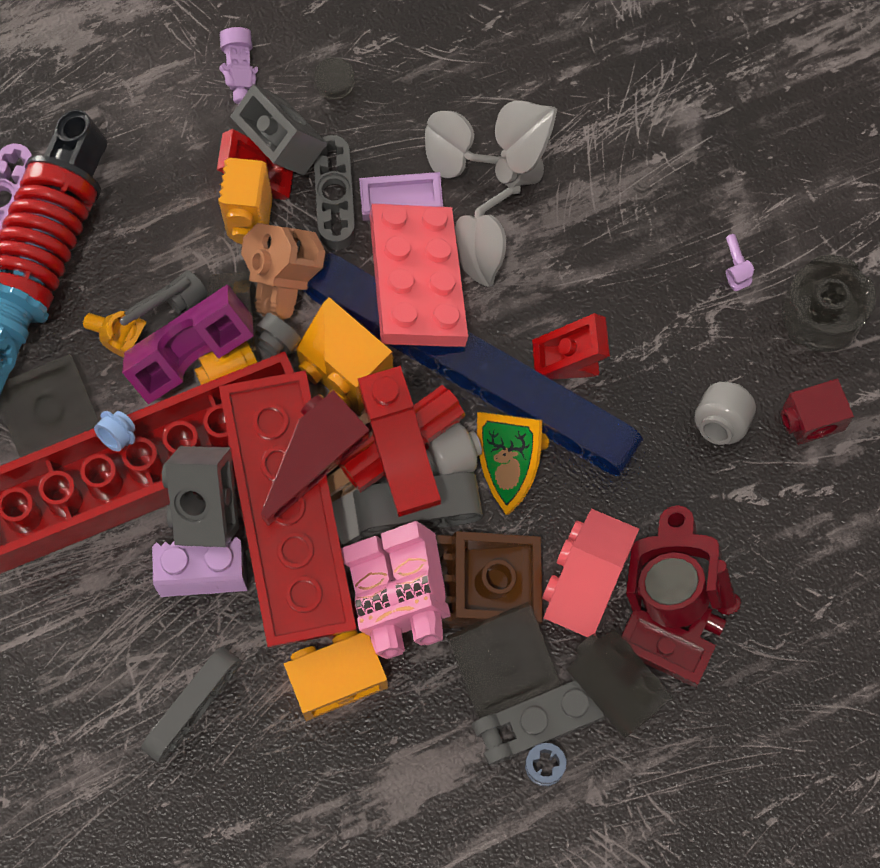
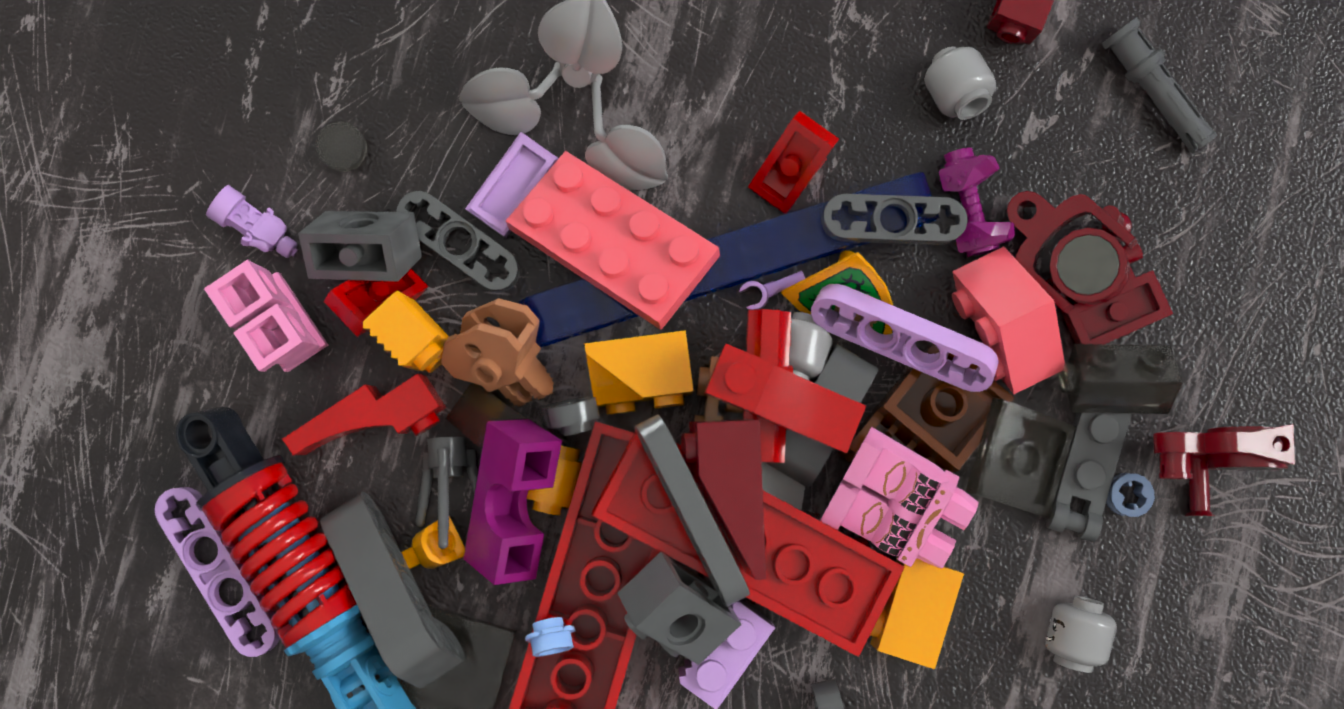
camera: 55 degrees left, 15 degrees up
(59, 322) = (387, 595): none -> dark grey beam
(183, 107) = (278, 323): none -> bright pink hips
(197, 242) = (407, 408): none -> red slope
(273, 443) = (692, 510): none -> dark grey beam
(414, 807) = (1080, 634): none -> light grey head
(470, 405) = (771, 288): none -> lavender hand
(531, 552) = (906, 331): none -> lavender beam
(618, 450) = (930, 207): none -> dark grey beam
(632, 790) = (1221, 448): none -> dark red piece
(664, 466) = (963, 175): none -> magenta piece
(852, 531) = (1147, 68): none -> dark grey pin

